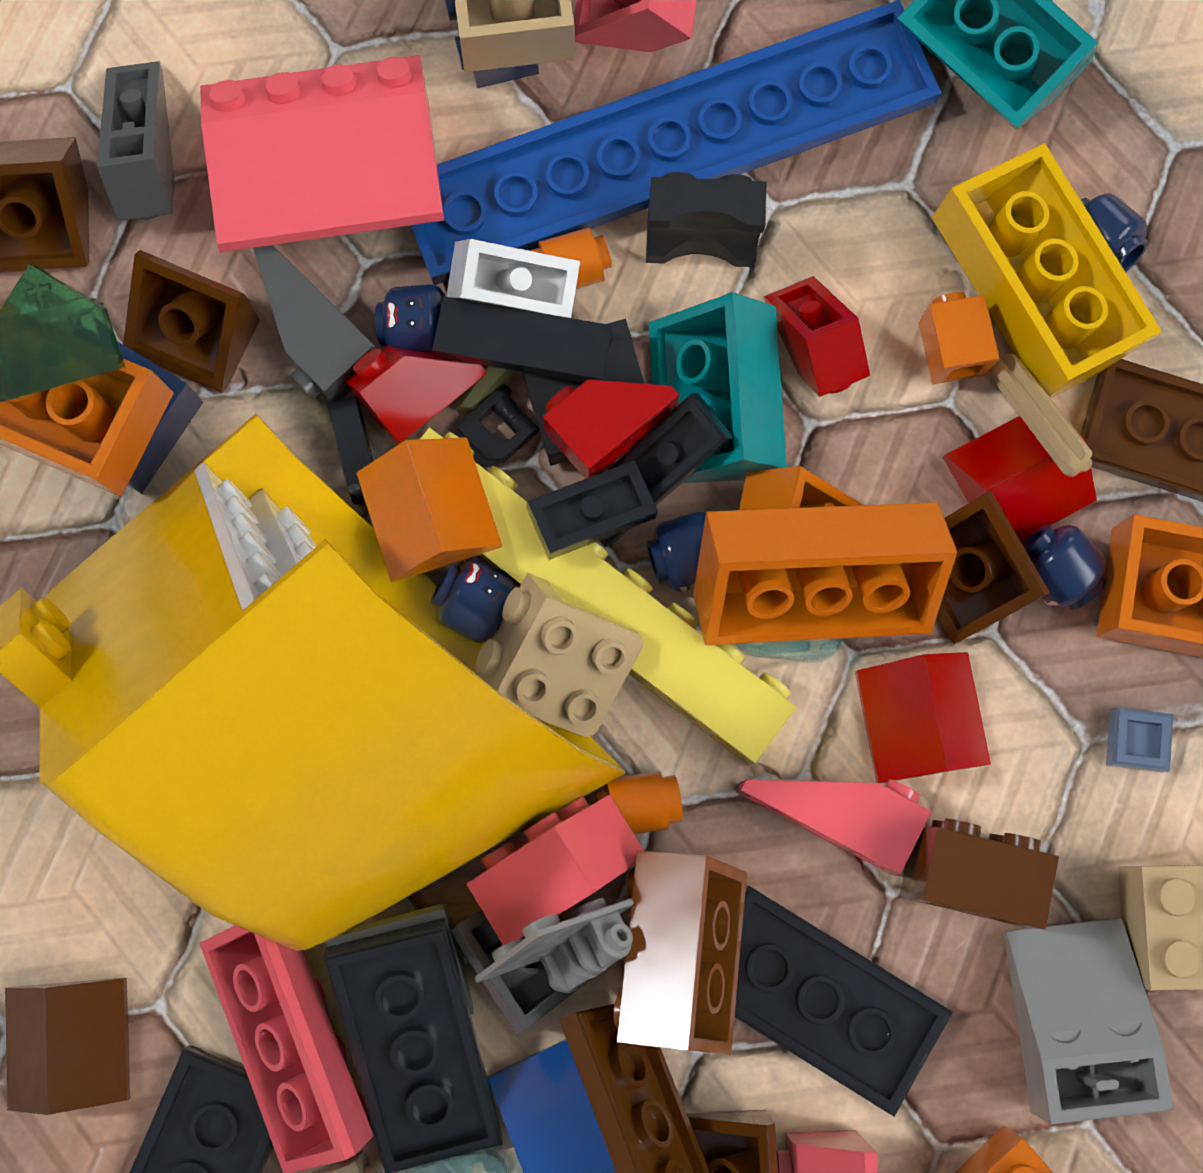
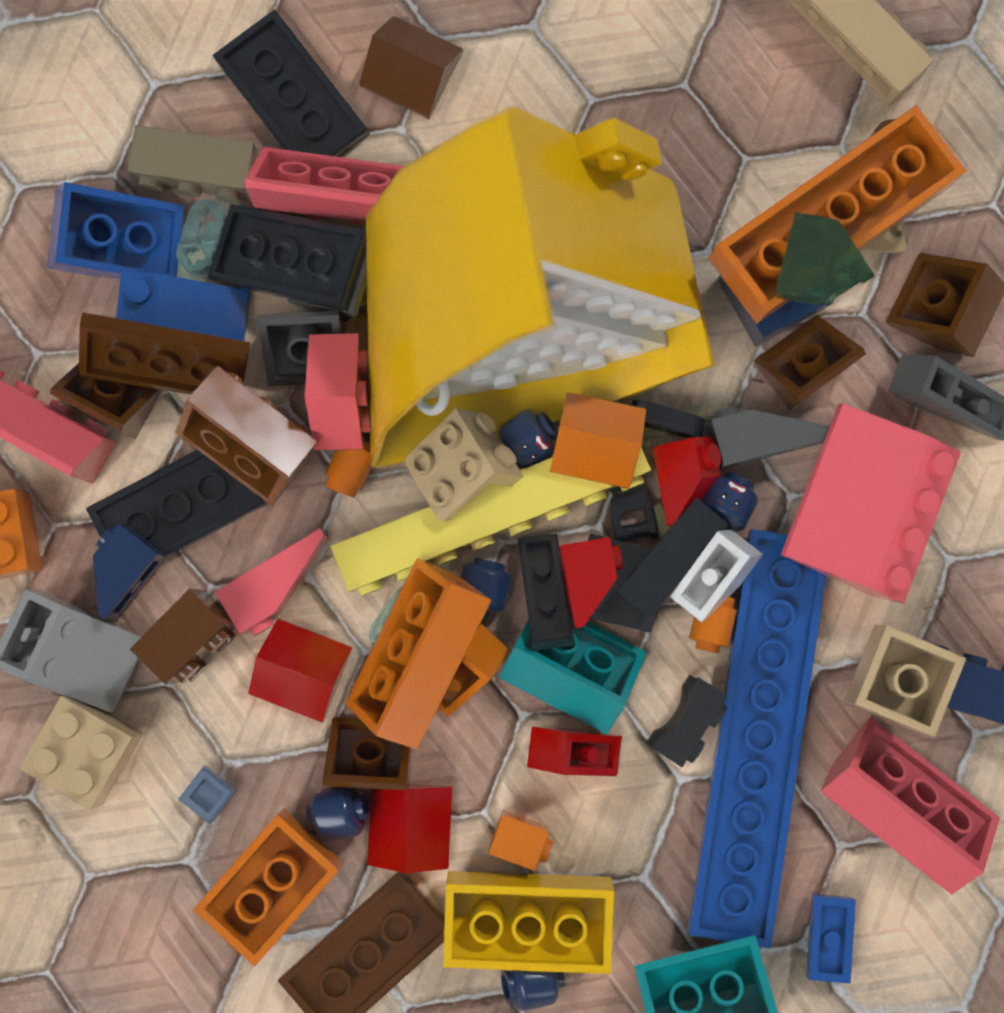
camera: 125 degrees right, 5 degrees up
(568, 949) = (285, 372): light grey hinge -> none
(591, 509) = (538, 537): black plate -> none
(941, 1016) = (122, 568): none -> dark blue slope
(1041, 415) = (437, 856): tan axle -> none

